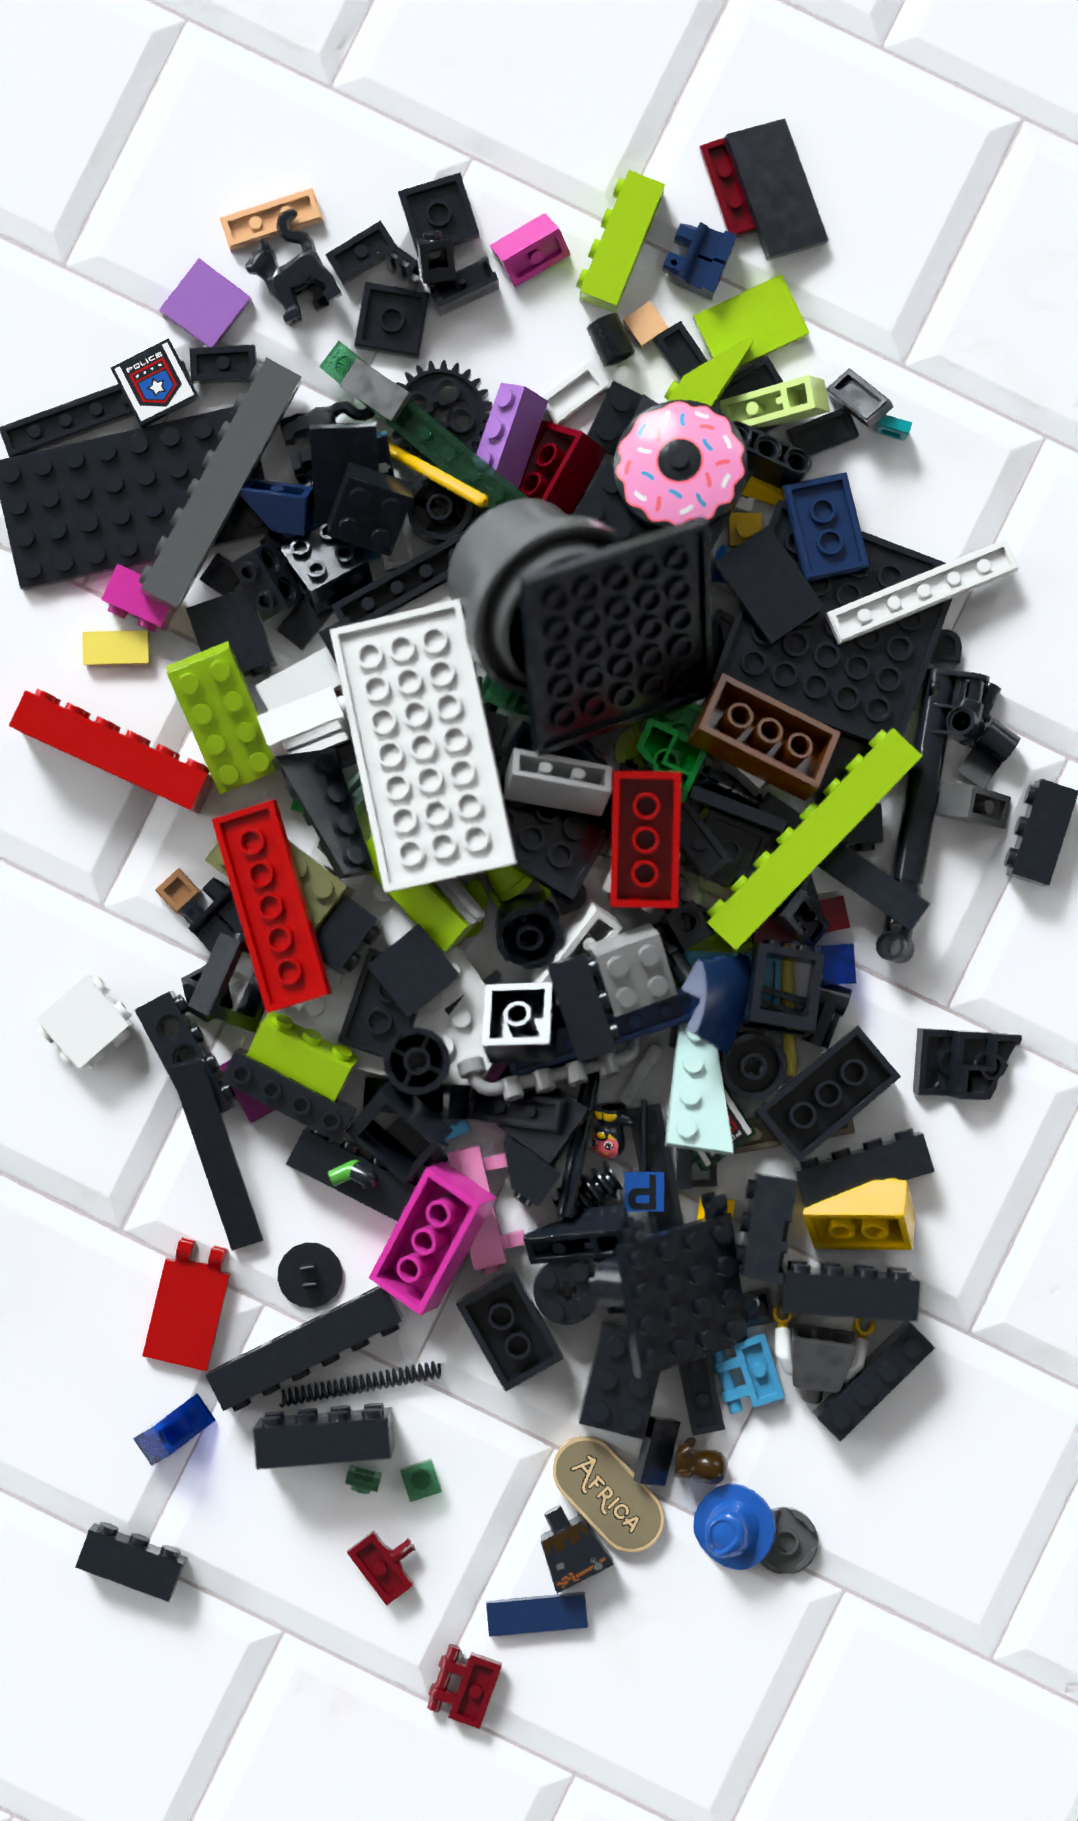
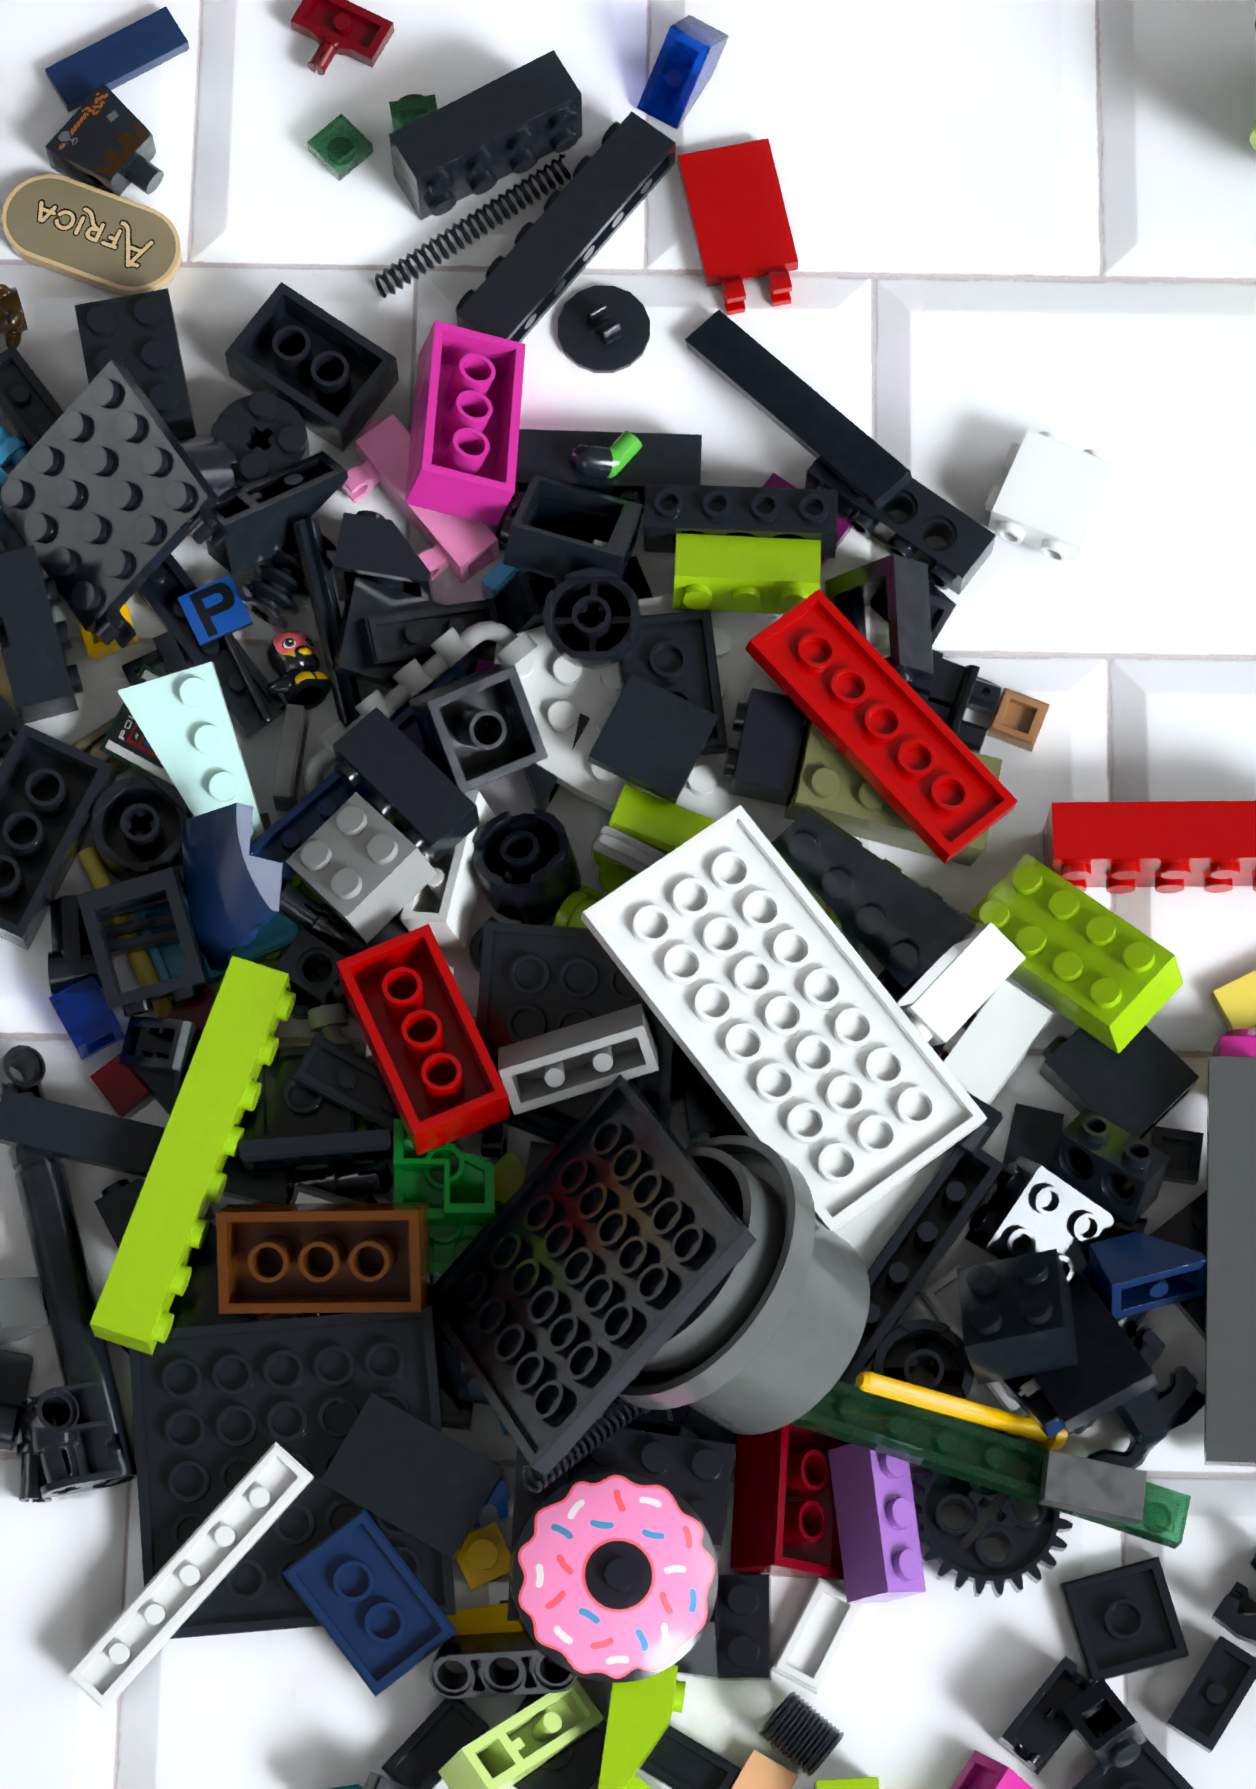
camera: 155 degrees right, 15 degrees down
(398, 260) = (1163, 1696): black tile -> none
(657, 1451) = (51, 309): black tile -> none
(947, 648) = (120, 1523): black tile -> none

